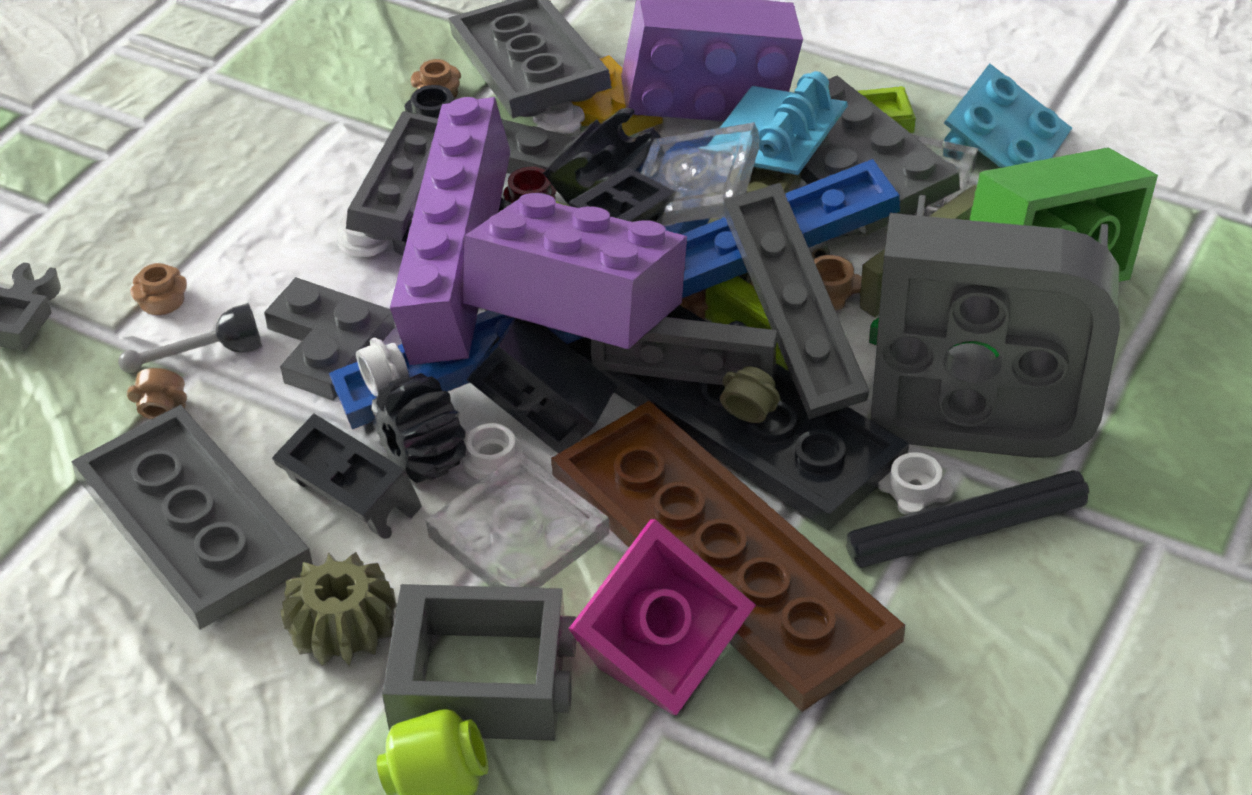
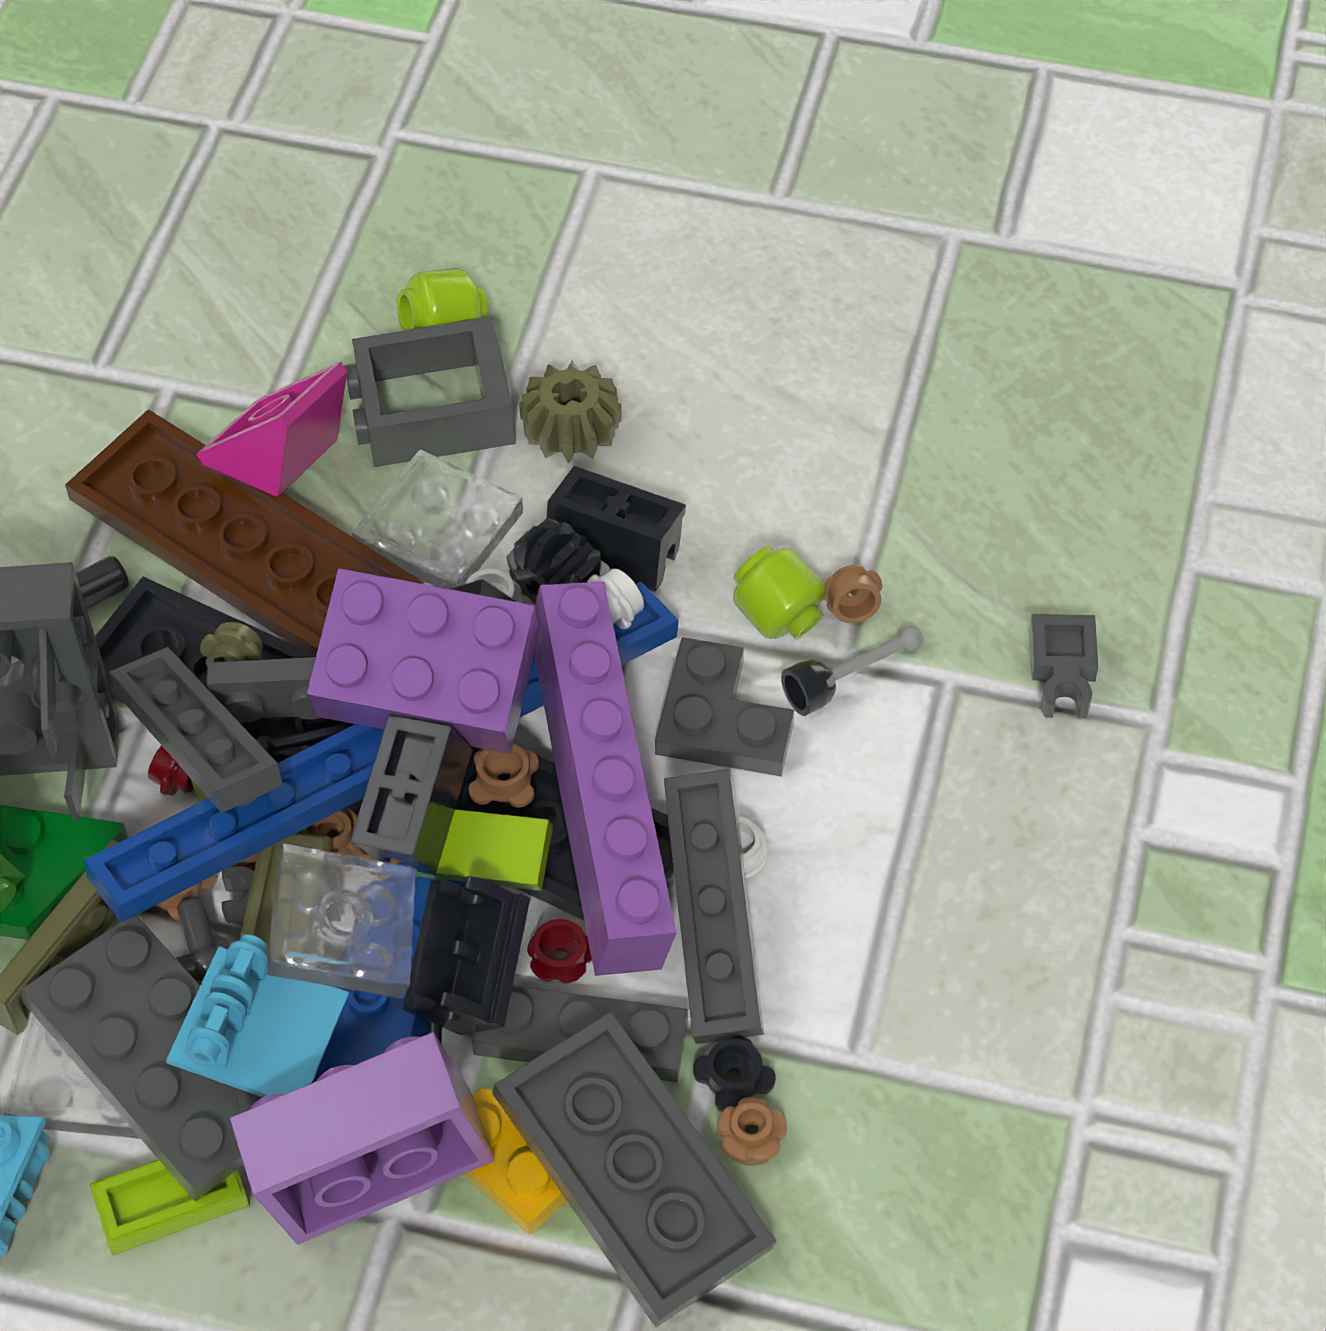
camera: 165 degrees right, 10 degrees up
(159, 289) = (926, 741): medium nougat plate -> none
(191, 516) = (751, 476): dark grey plate -> none
(225, 393) = (779, 593): none -> lime head

